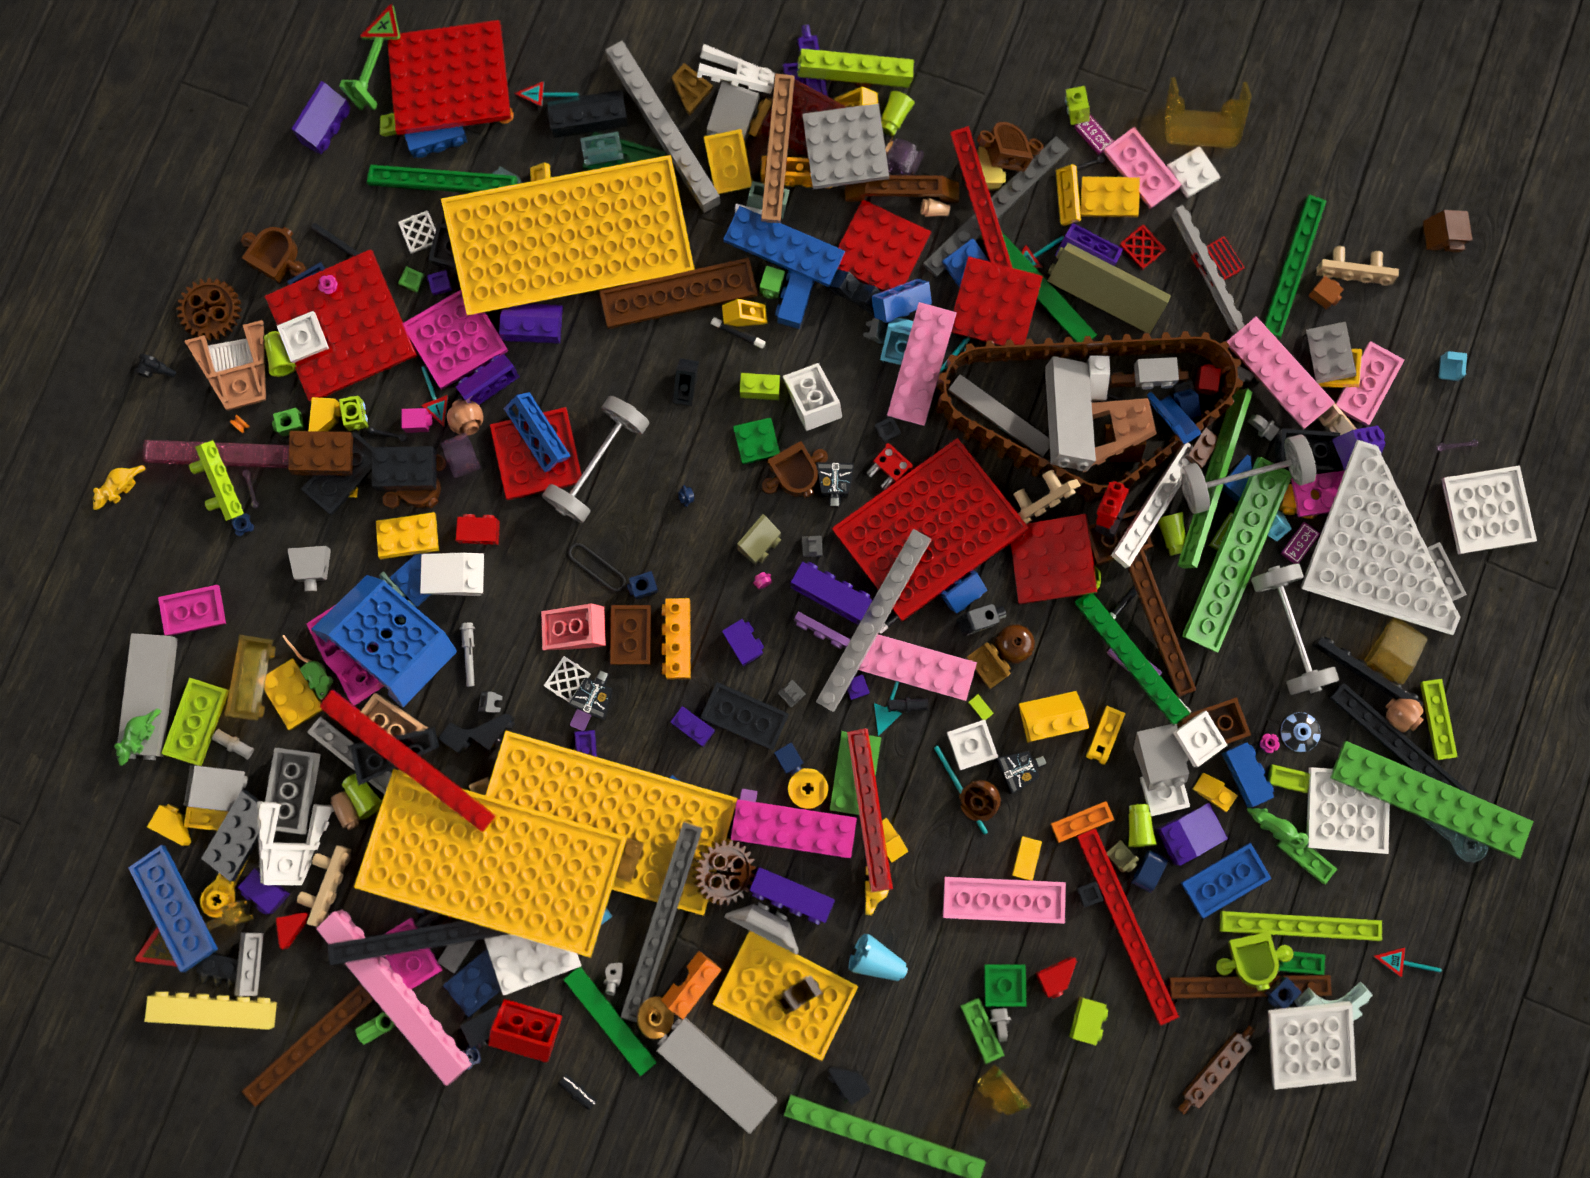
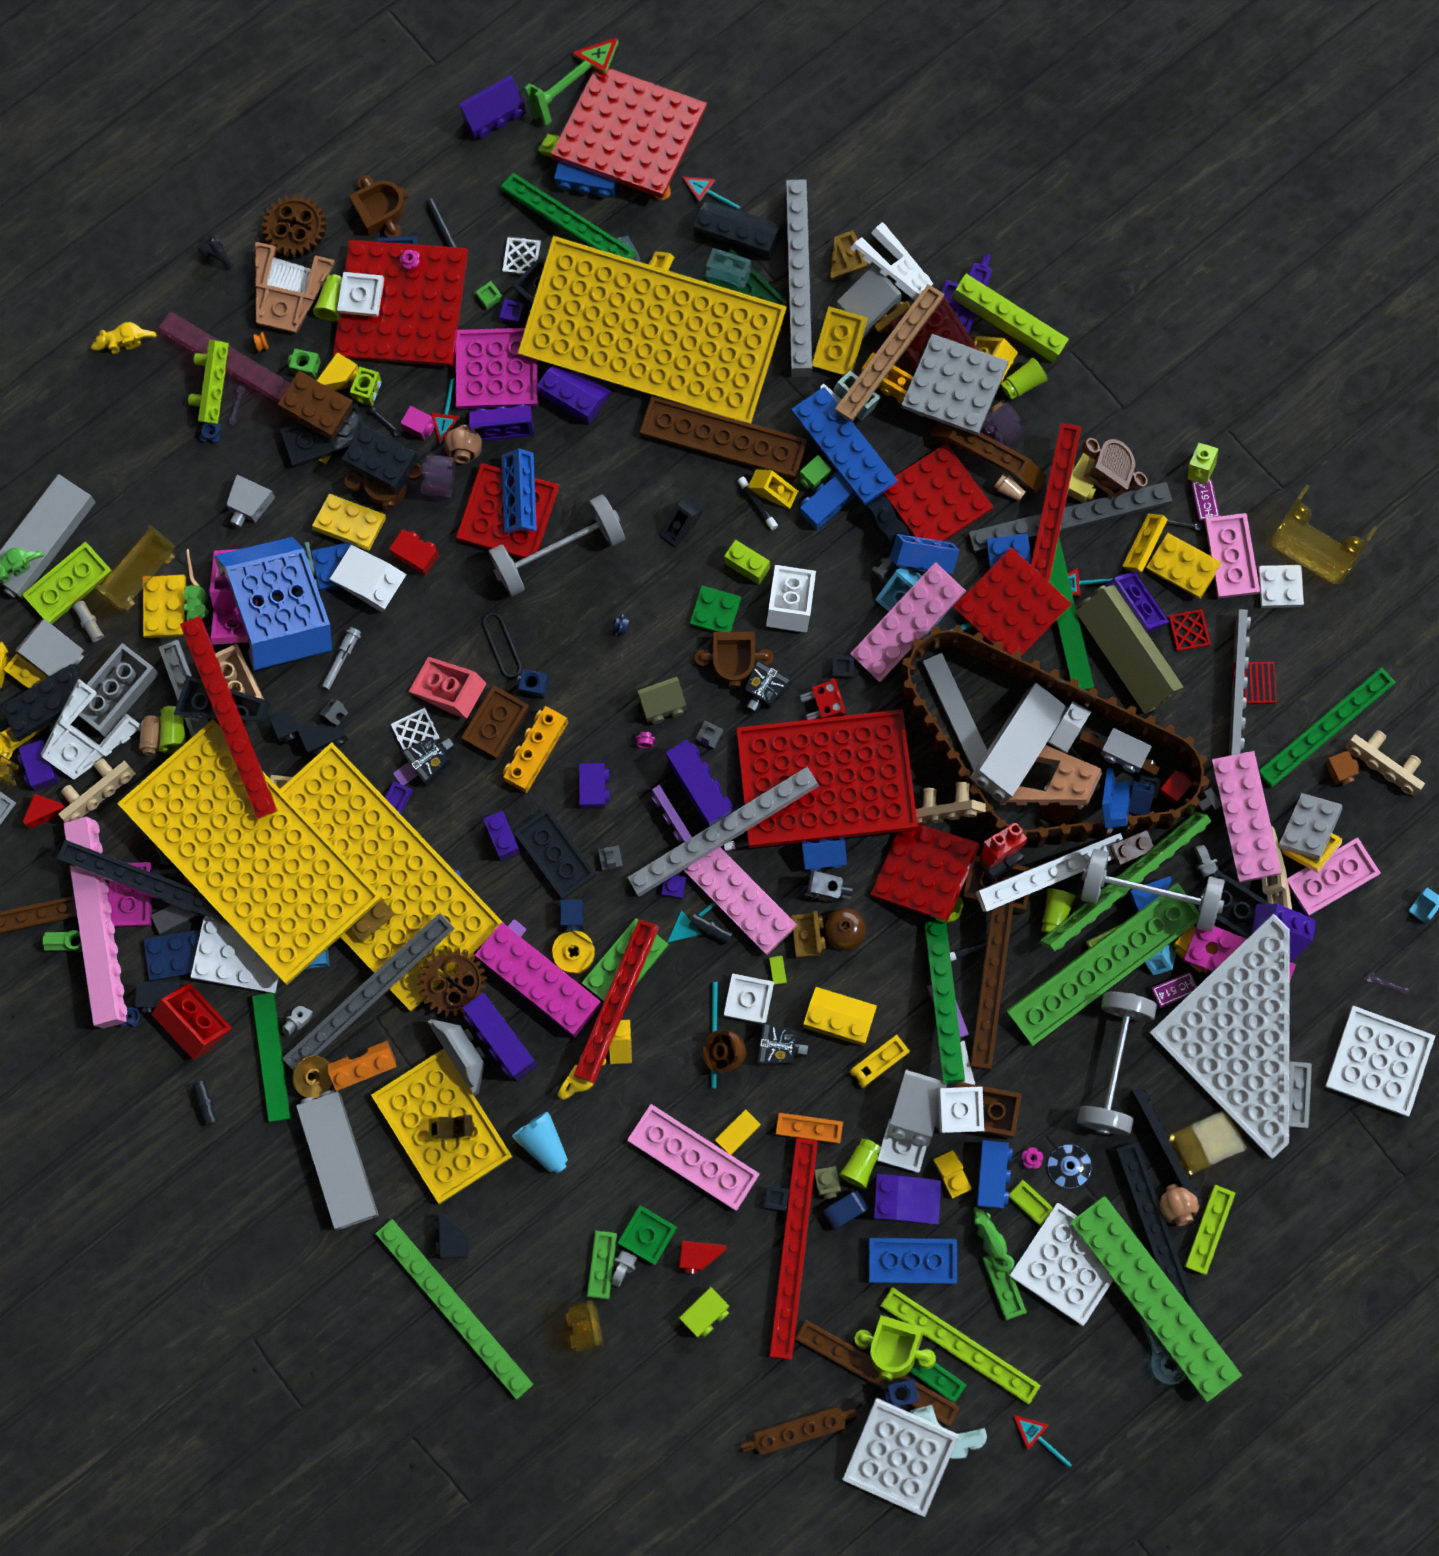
camera: 40 degrees right, 5 degrees down
(192, 610) = (122, 484): dark pink plate -> none

